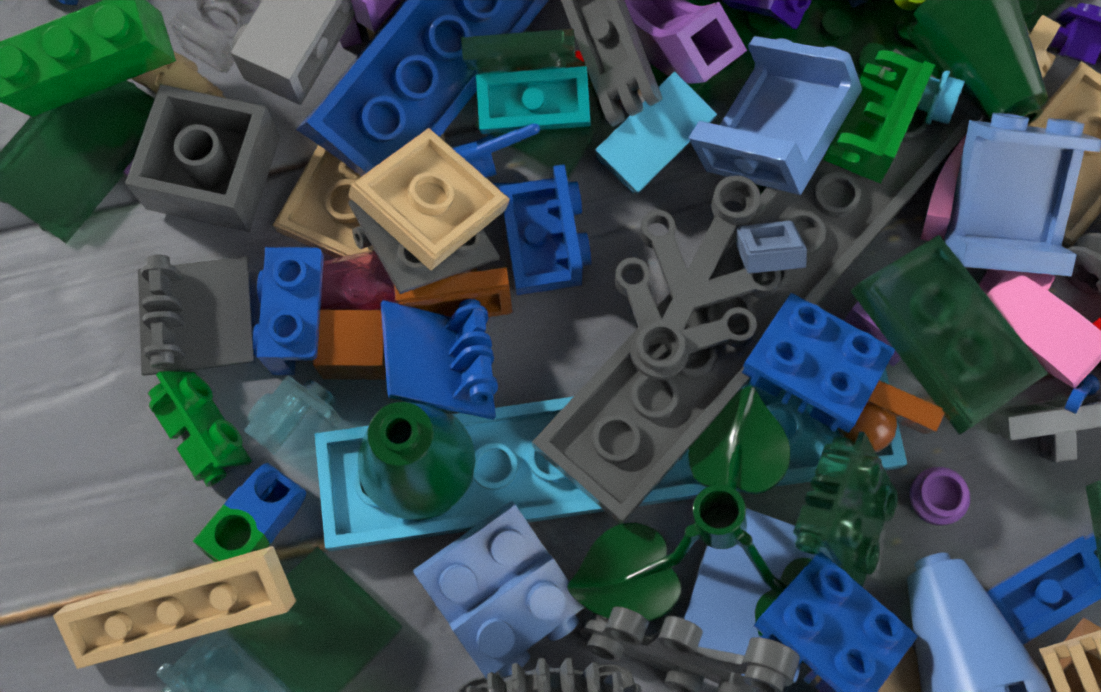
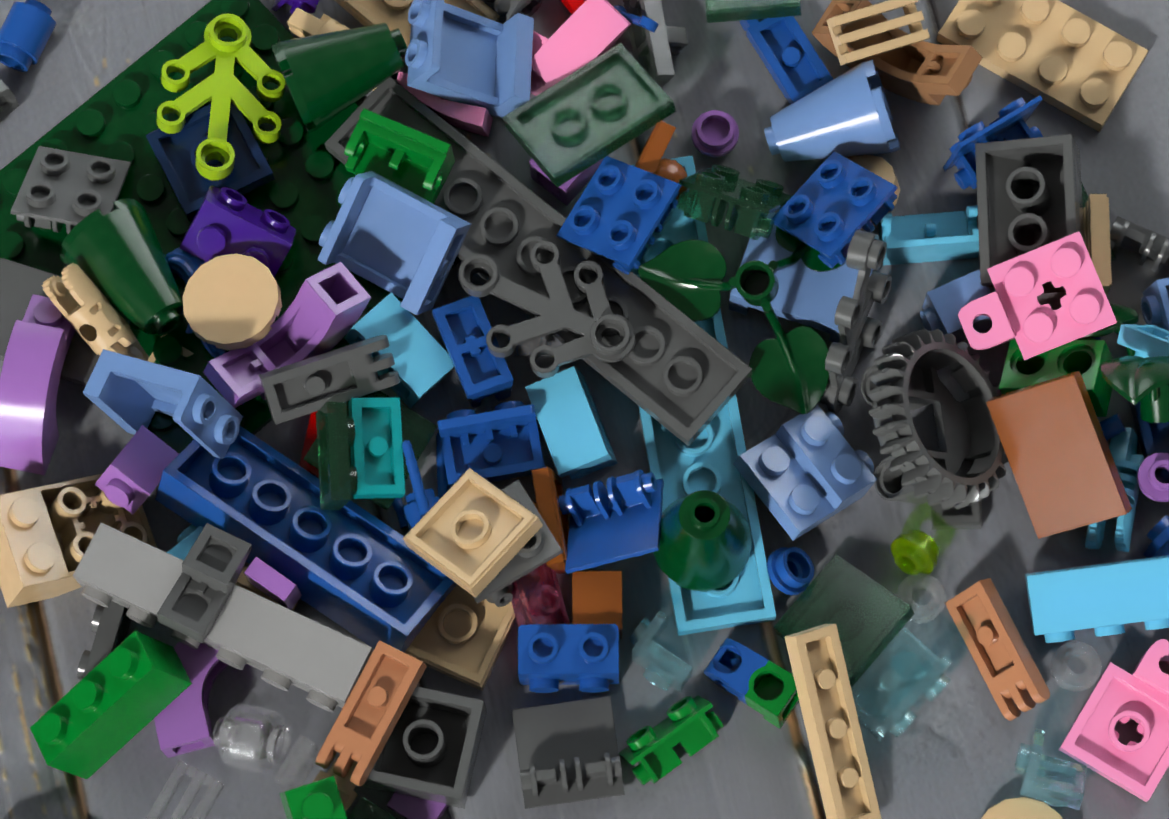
camera: 90 degrees left, 0 degrees up
(222, 85) = (371, 712): none -> nougat hinge
(388, 581) = (790, 570): none -> blue plate
(569, 320) = (571, 424): none -> medium azure hinge
(677, 190) = (464, 333): none -> blue hinge
(771, 247) = (521, 247): sand blue tile -> none
(941, 98) = (382, 103): medium azure plate -> none

